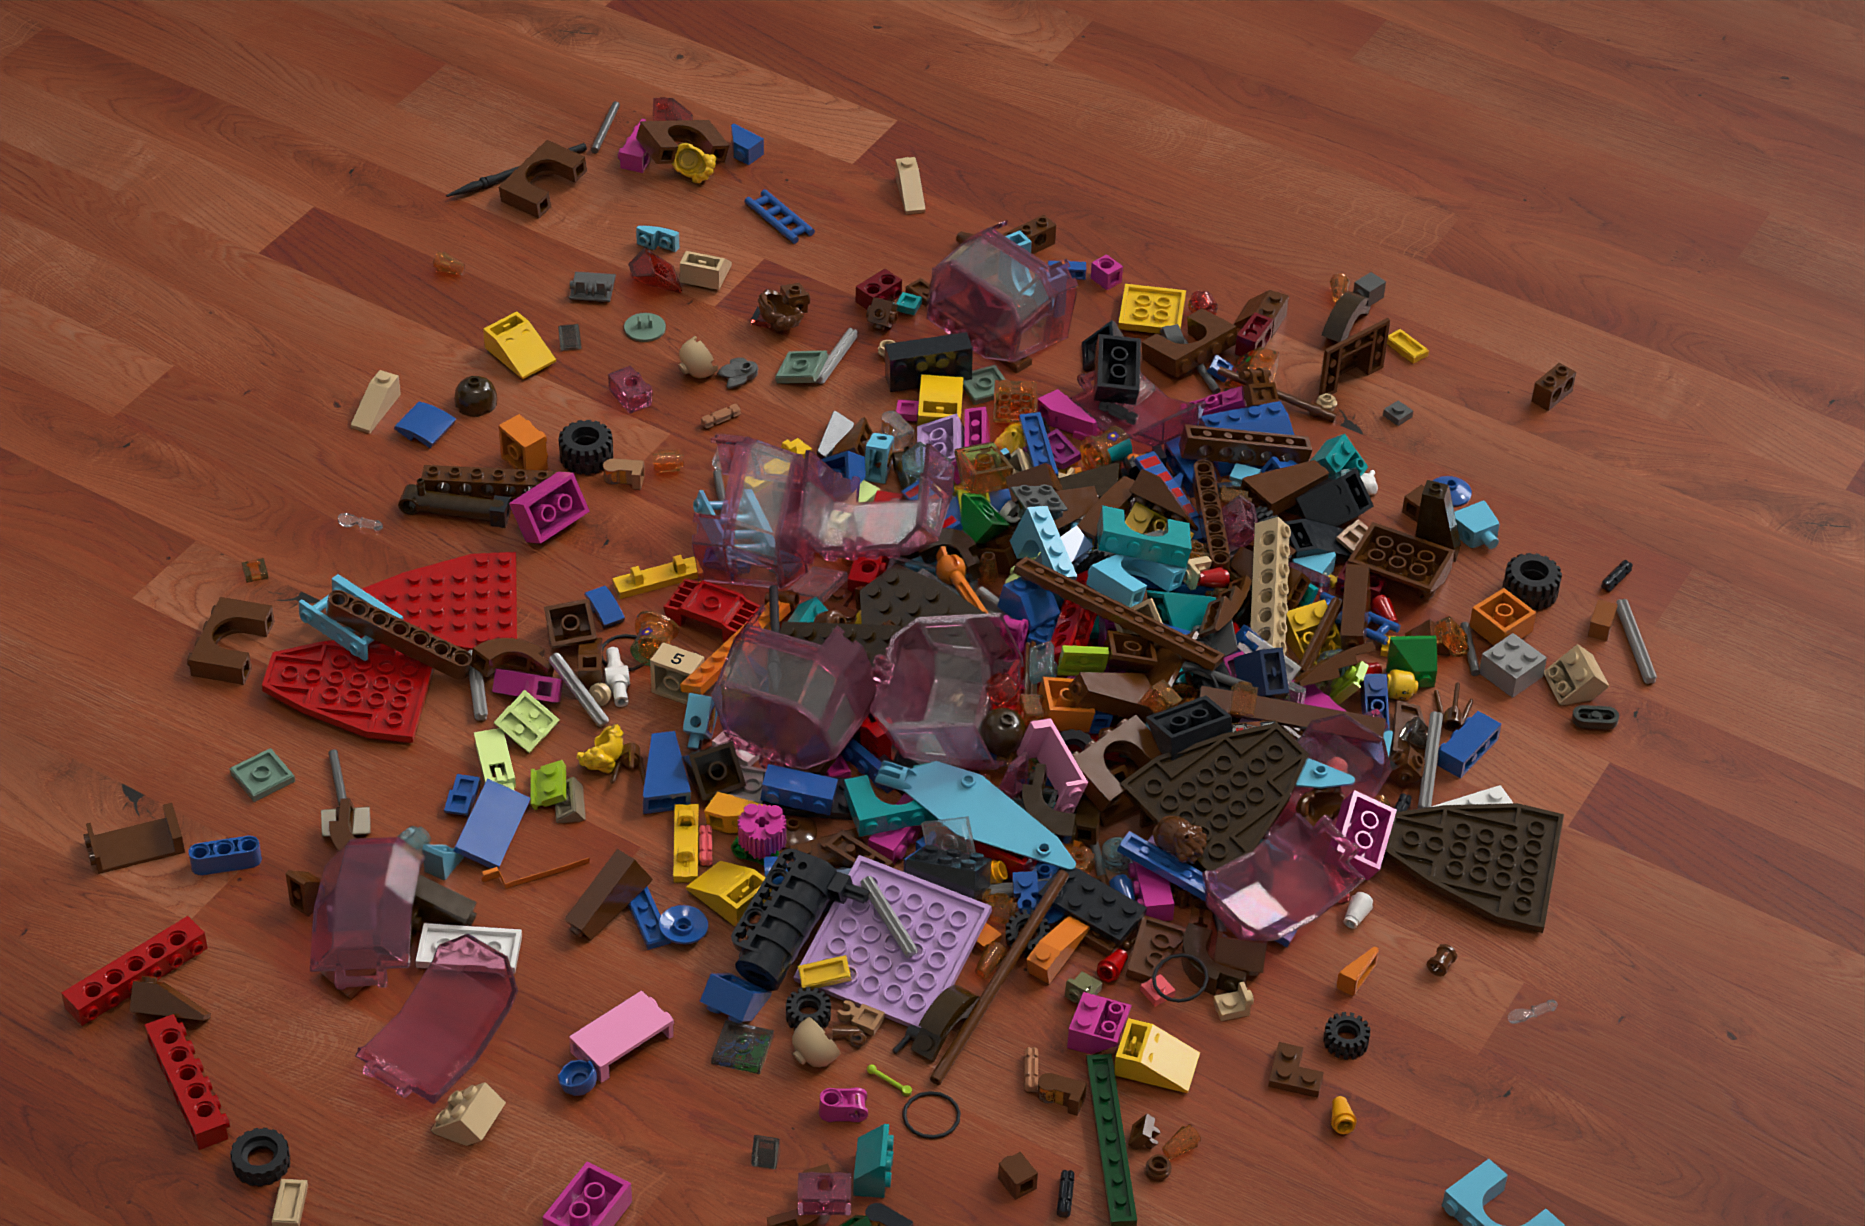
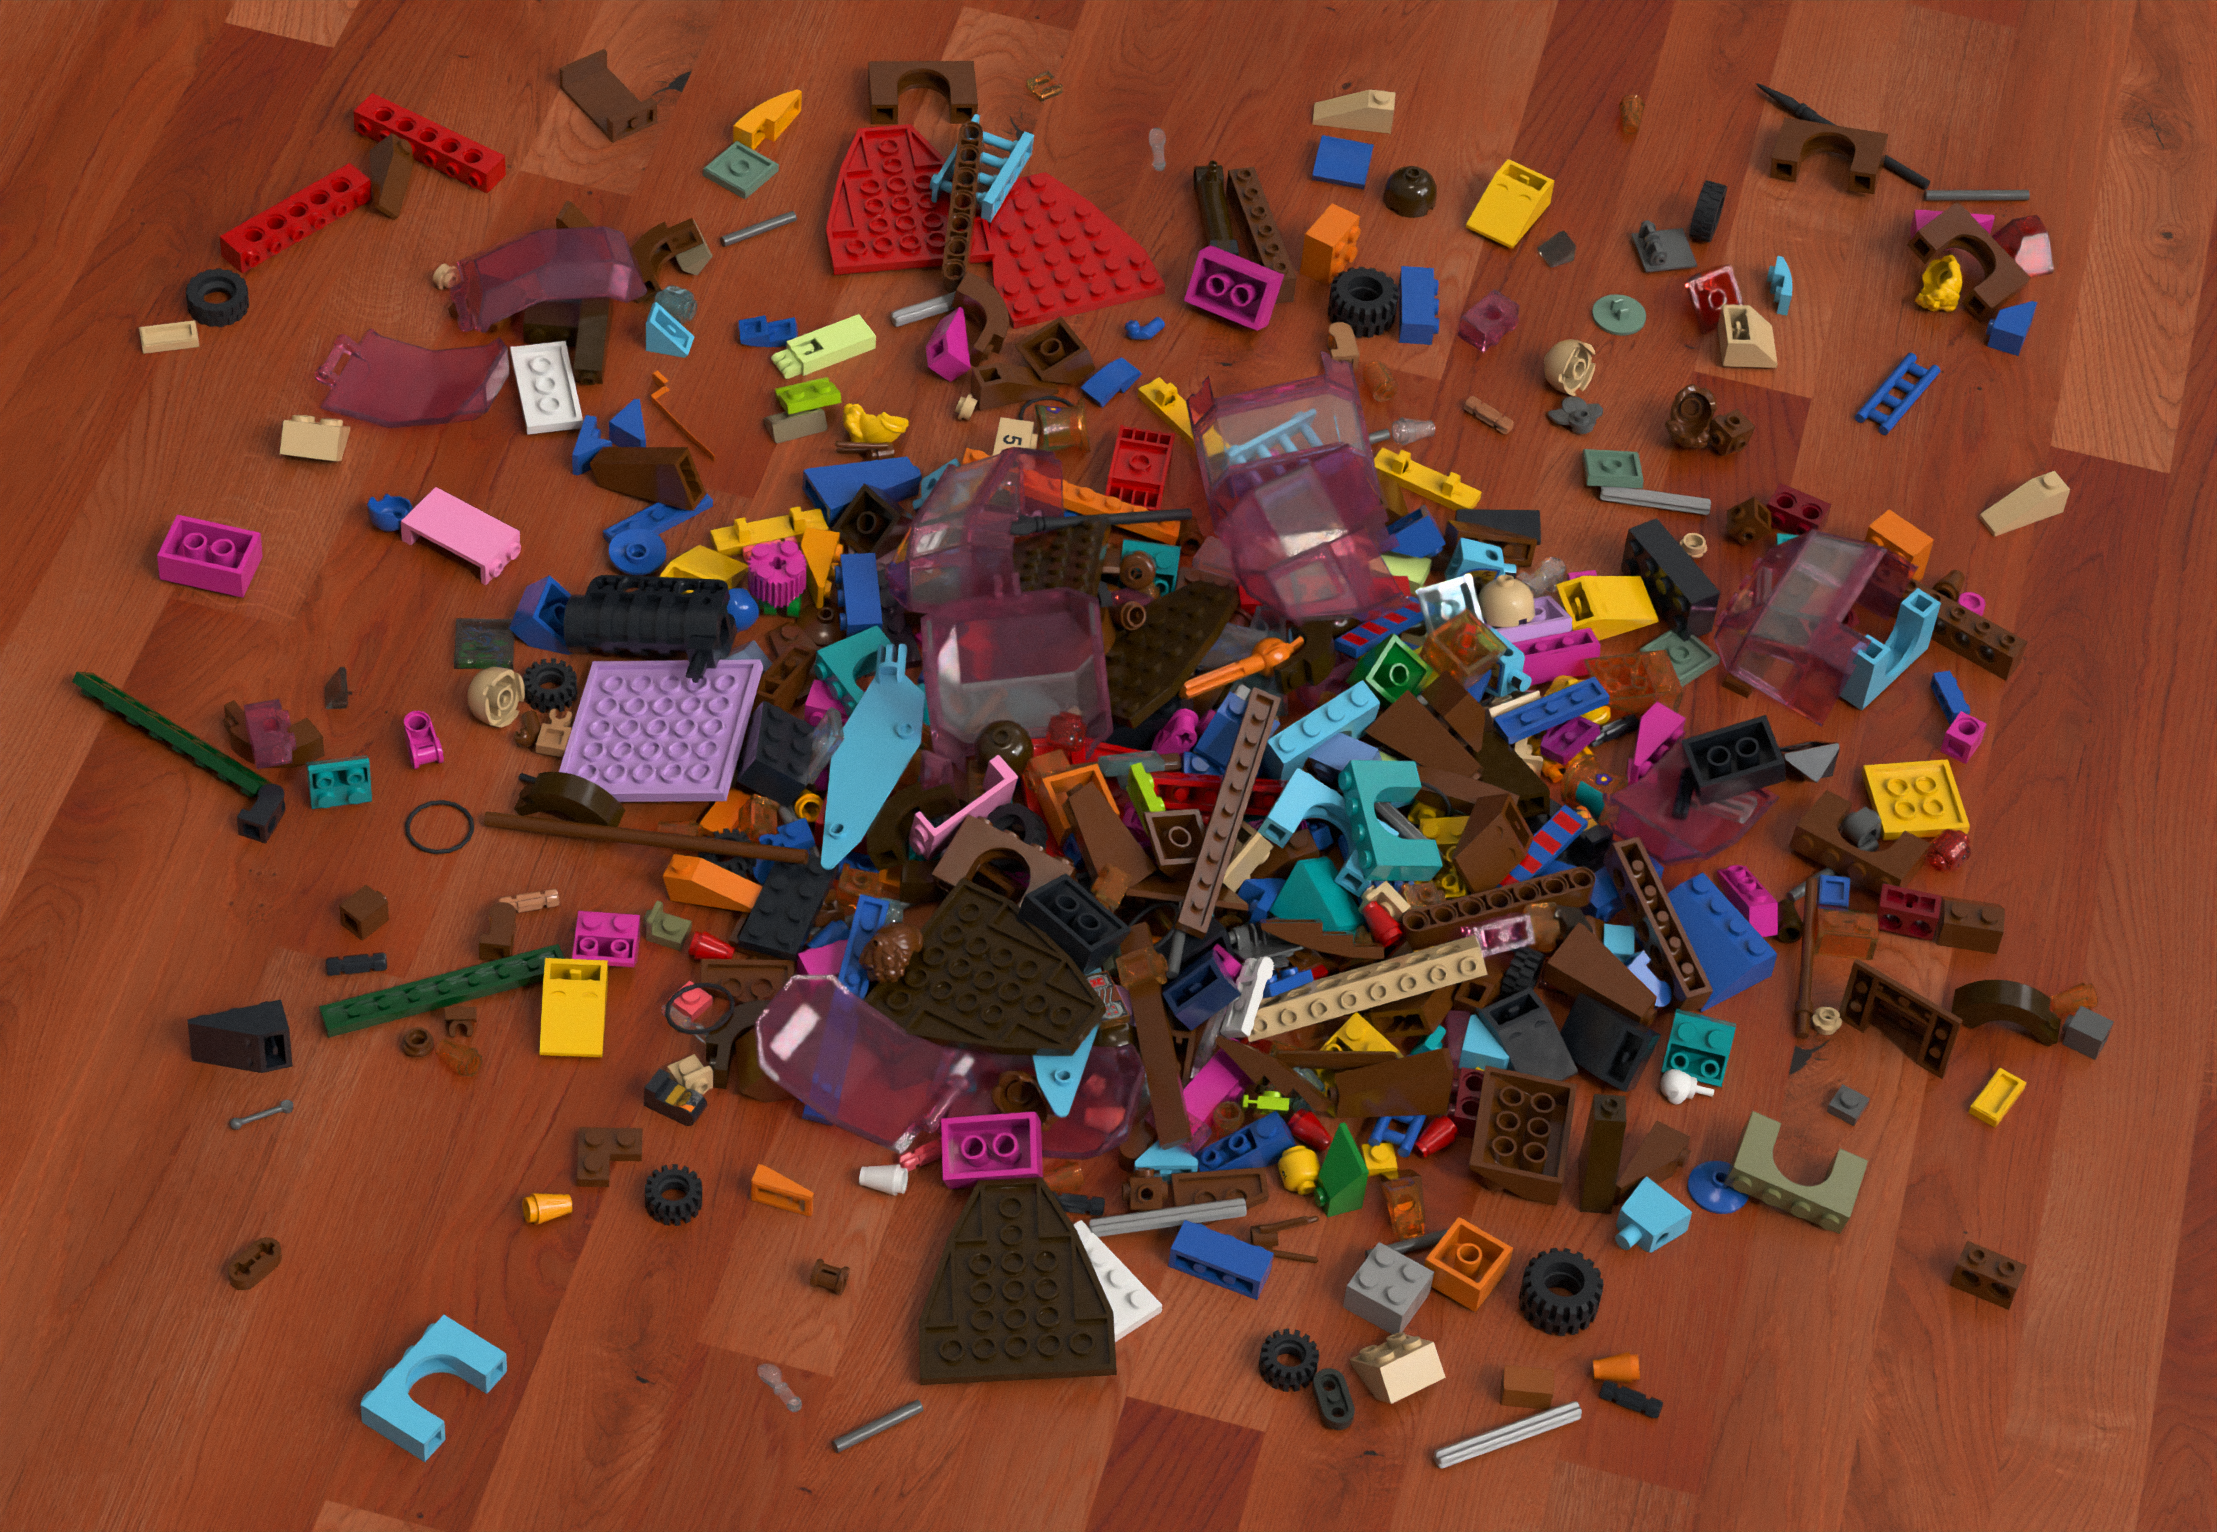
camera: 70 degrees right, 5 degrees up
(219, 742) = (768, 119): none -> light orange slope
(225, 855) = (608, 167): blue beam -> none
(305, 991) = (445, 276): none -> tan plate
(492, 824) = (728, 362): tile -> none
(526, 721) = (892, 353): yellowish green slope -> none
(543, 901) = (627, 426): none -> blue slope
(550, 935) = (587, 445): none -> blue slope
(557, 575) = (1146, 332): none -> blue arm
(578, 690) = (956, 383): light grey axle -> none
(584, 240) = (1708, 211): none -> black tyre
(617, 421) = (1417, 305): none -> blue brick
(617, 676) = (993, 409): white pin -> none
(824, 973) = (599, 682): yellow tile -> none
(889, 917) = (681, 708): light grey axle -> none
(906, 1090) = (467, 797): lime hinge -> none
(935, 246) = (1902, 539): none -> orange brick
(936, 435) = (1506, 602): none -> tan cylinder
(1039, 496) = (1404, 701): dark grey hinge -> none
(1190, 990) = (685, 1022): none -> clear piece
(1256, 1017) = (673, 1099): none -> black leg
(1261, 392) = (1778, 928): reddish brown plate -> none
(1352, 535) = (1558, 1071): medium nougat slope -> none
(1356, 703) = (1227, 1119): none -> clear orange cone
(1415, 732) = (1211, 1191): clear smoke slope -> none
(1456, 462) = (1756, 1174): none -> olive arch
(1559, 722) = (1291, 1345): none -> black tyre
(1575, 964) = (877, 1426): none -> dark grey bar
(1593, 571) = (1619, 1368): none -> orange cone

